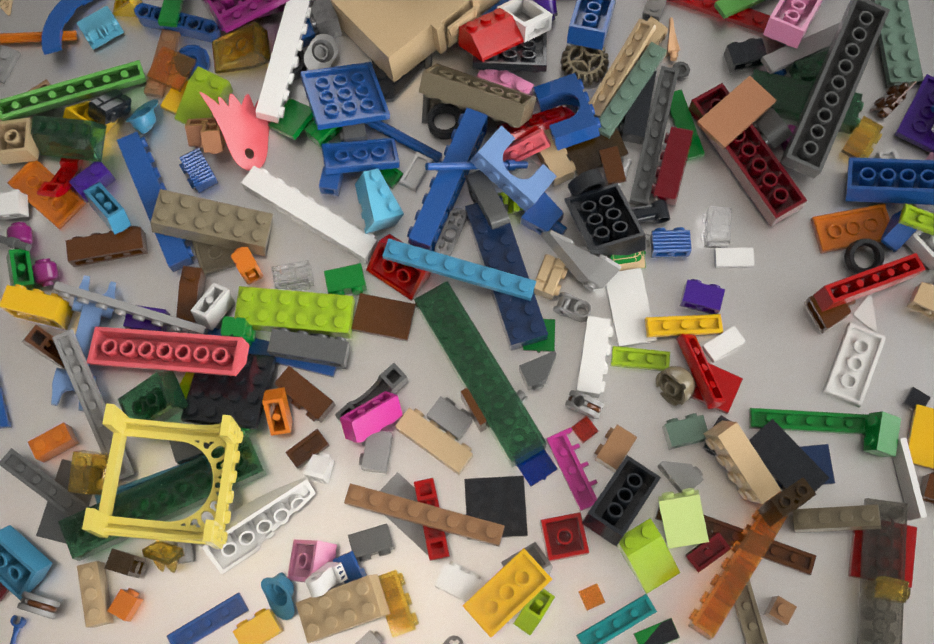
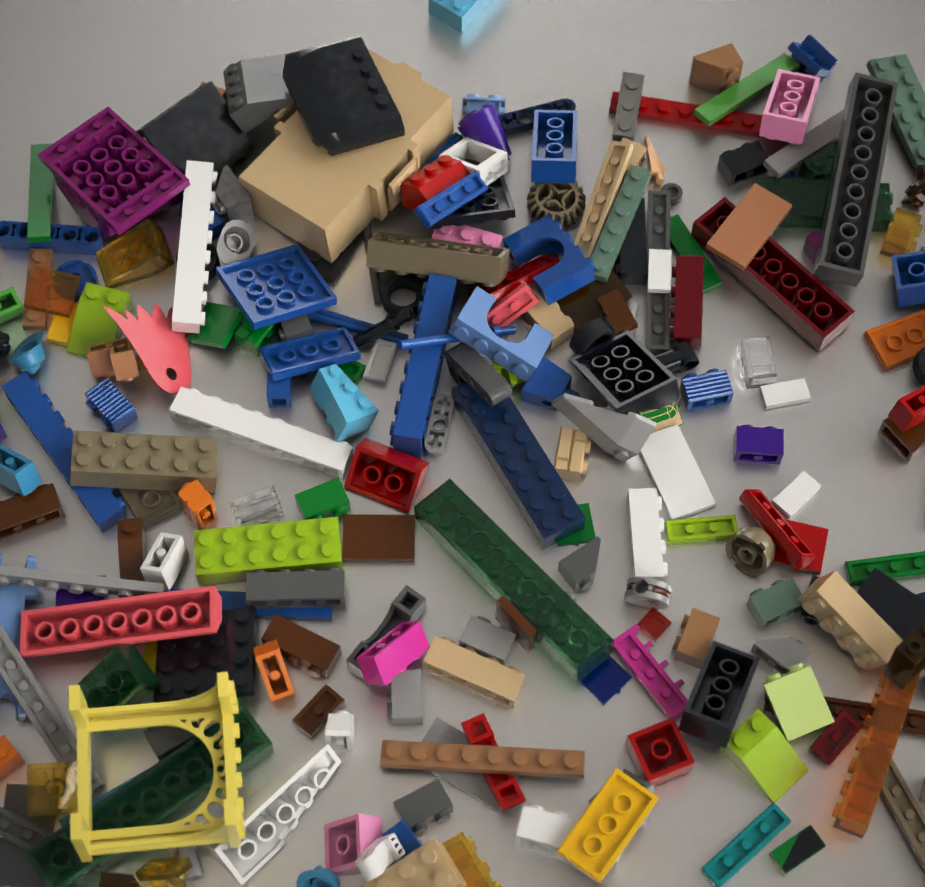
camera: 15 degrees left, 10 degrees down
(238, 328) = (204, 576): green brick -> none
(427, 143) = (390, 323): none -> black pin
(459, 269) = (462, 461): dark azure plate -> none
(496, 48) = (450, 199): none -> blue tile
(498, 501) = (569, 725): black plate -> none
(534, 611) = (642, 850): lime slope -> none
(571, 306) = (605, 484): light grey piece -> none
(591, 597) = (708, 820): clear orange tile -> none
(654, 136) = (659, 271): none -> white tile
(677, 325) = (735, 482): yellow tile -> none
(772, 128) = (795, 237): dark grey brick -> none

